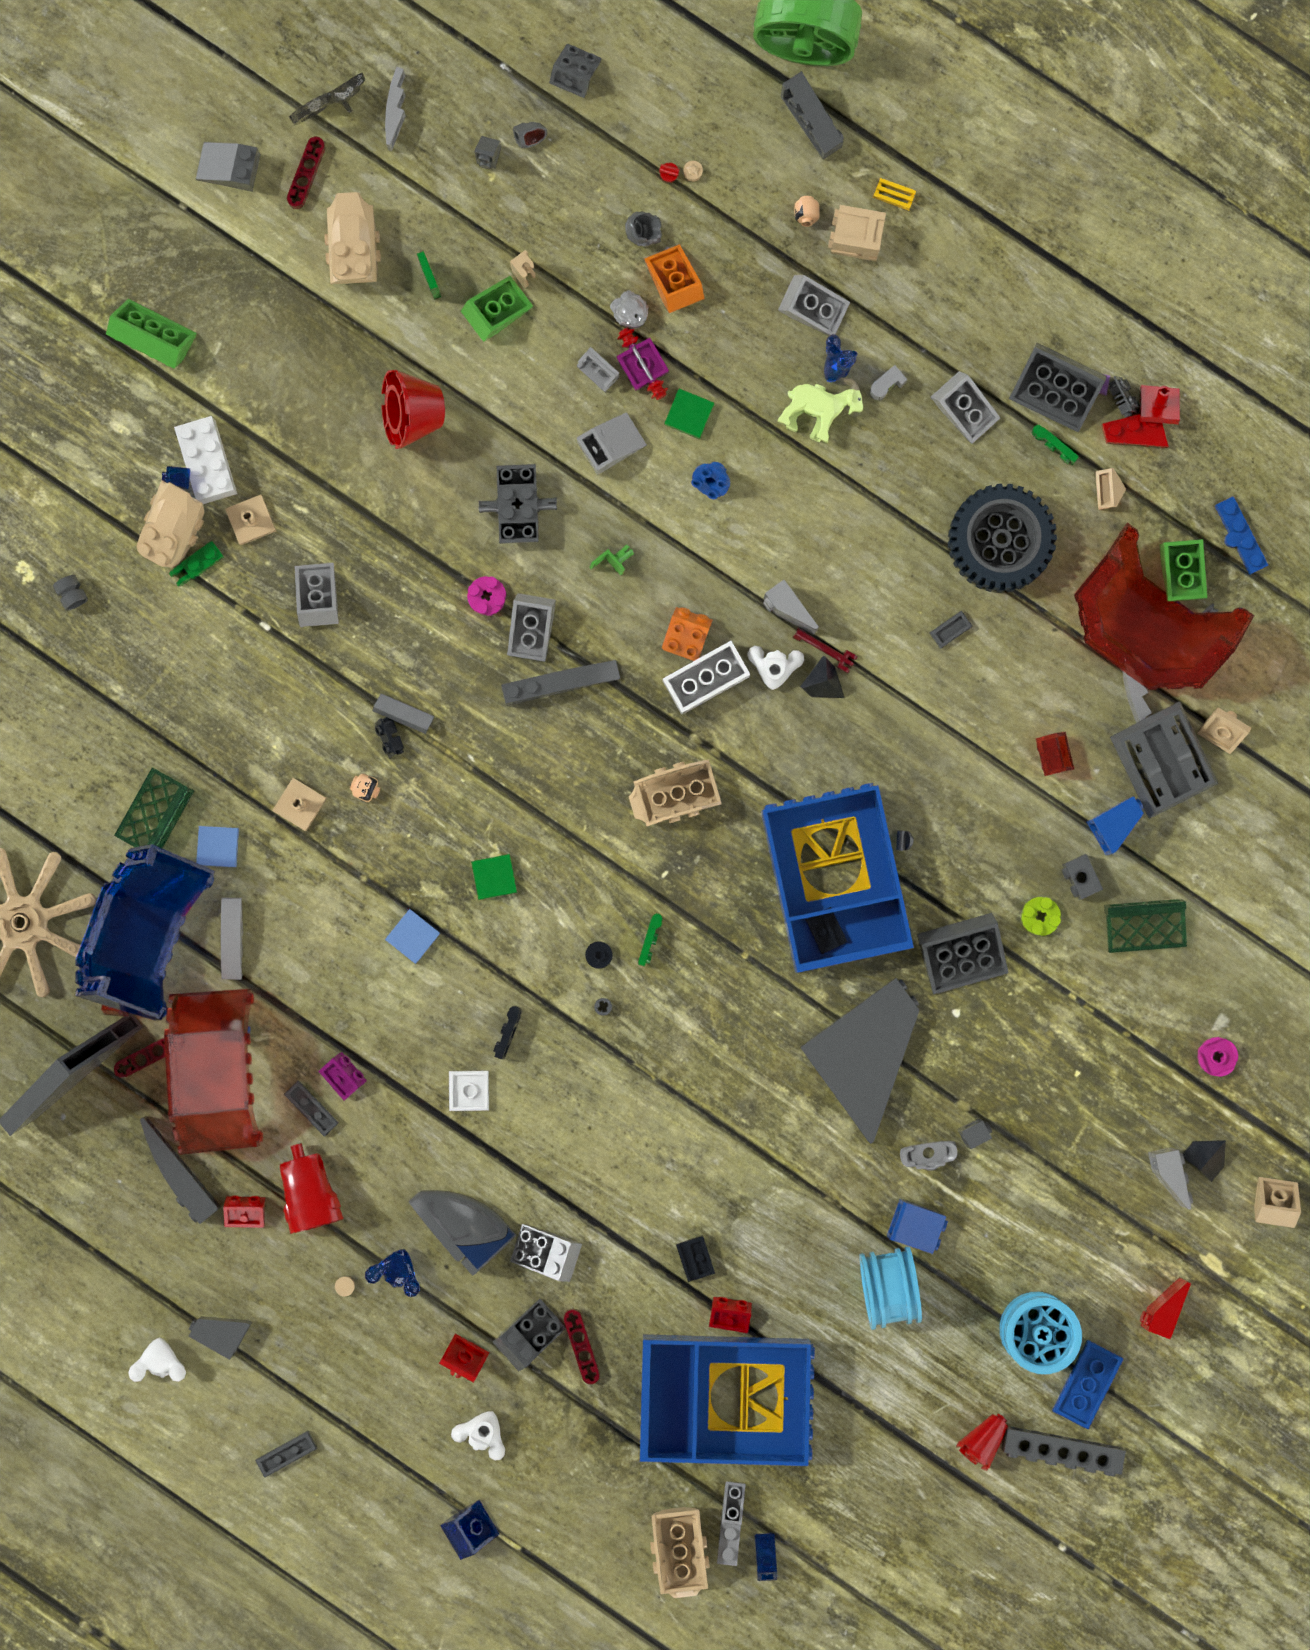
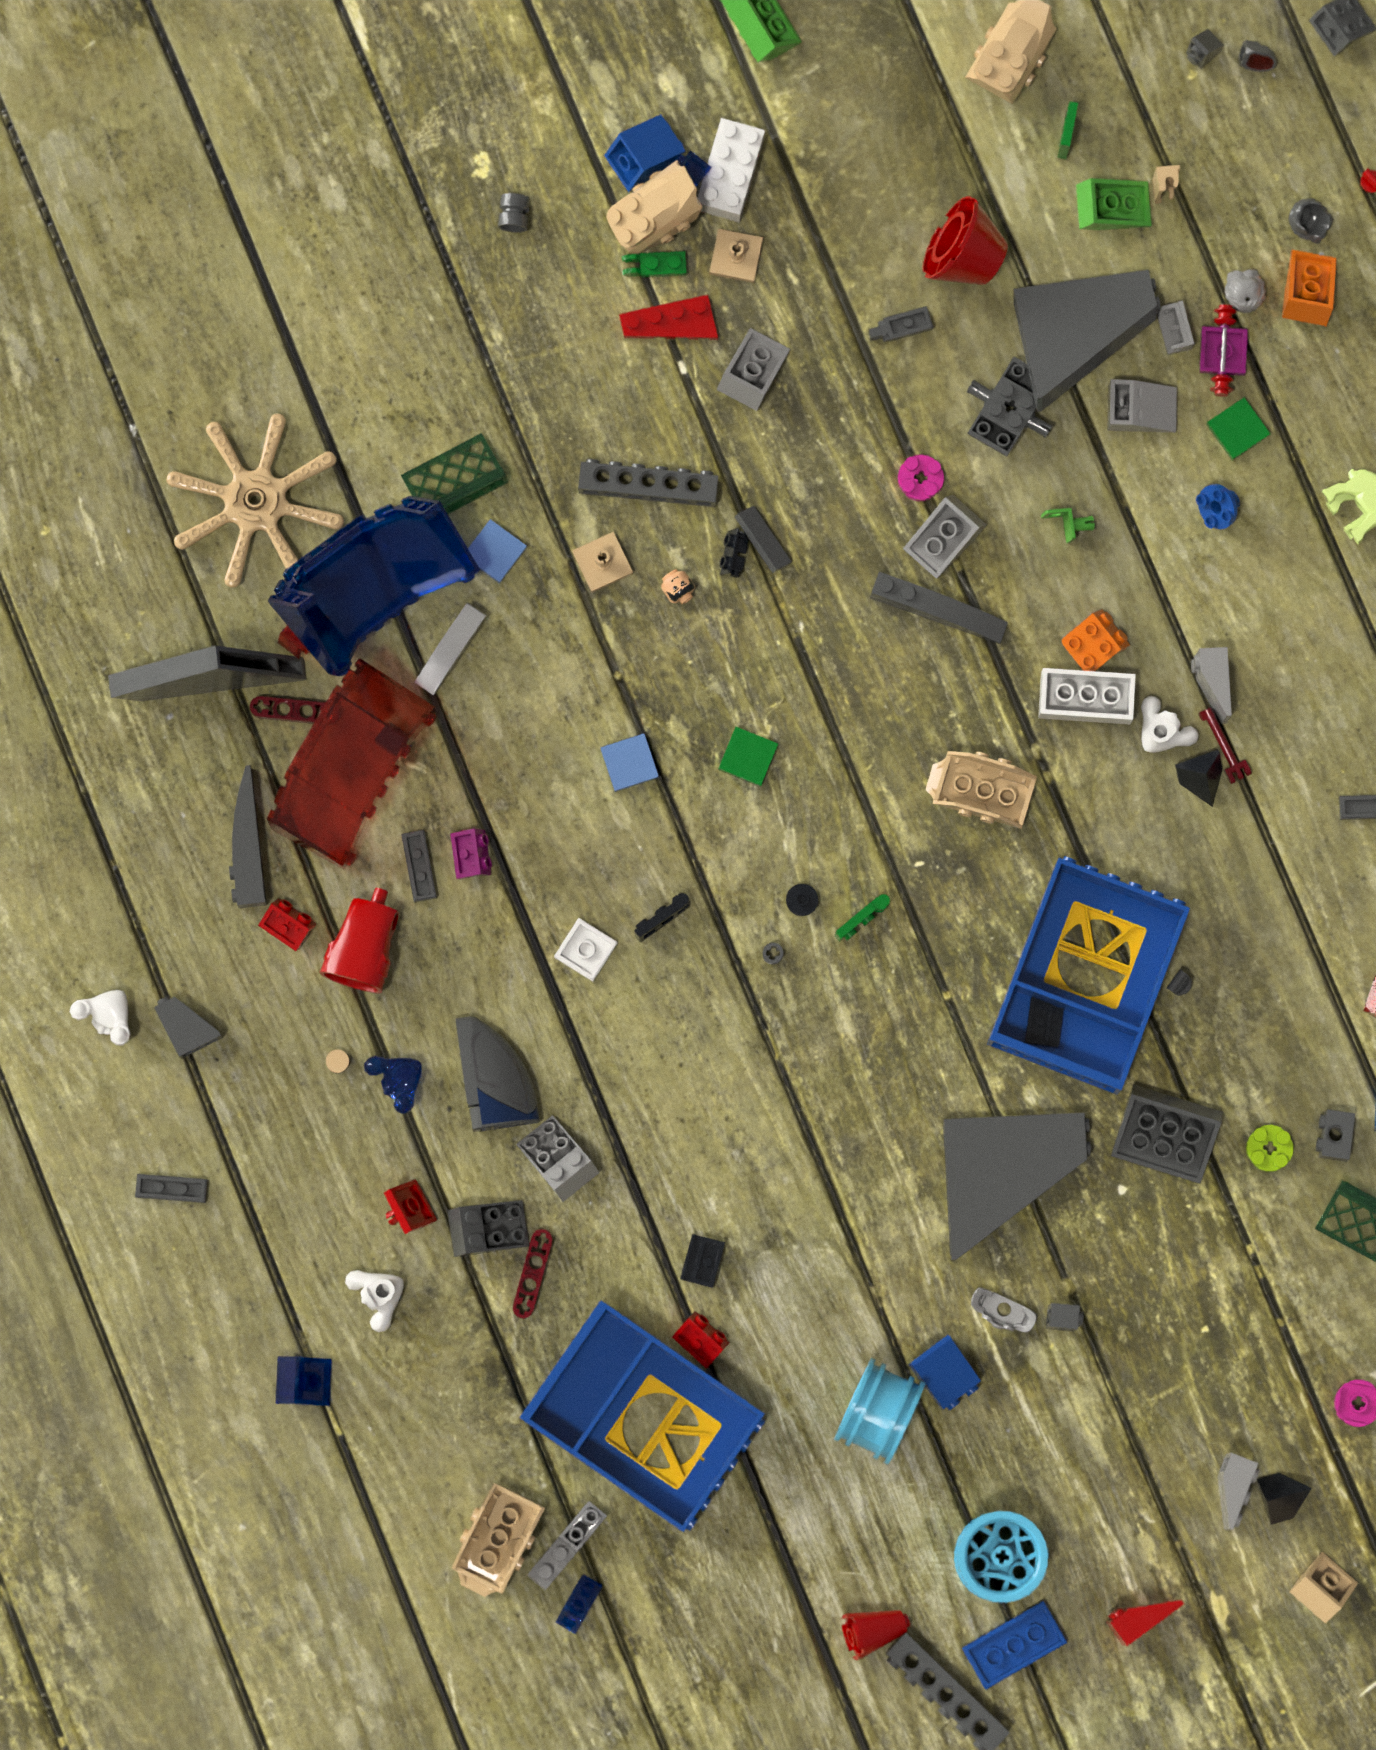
camera: 30 degrees right, 5 degrees down
(134, 486) = (643, 151): none -> blue slope
(238, 594) = (679, 319): none -> red wing
(341, 709) = (636, 490): none -> dark grey brick
(402, 493) = (902, 325): none -> dark grey hinge
(529, 413) = (1079, 325): none -> dark grey slope

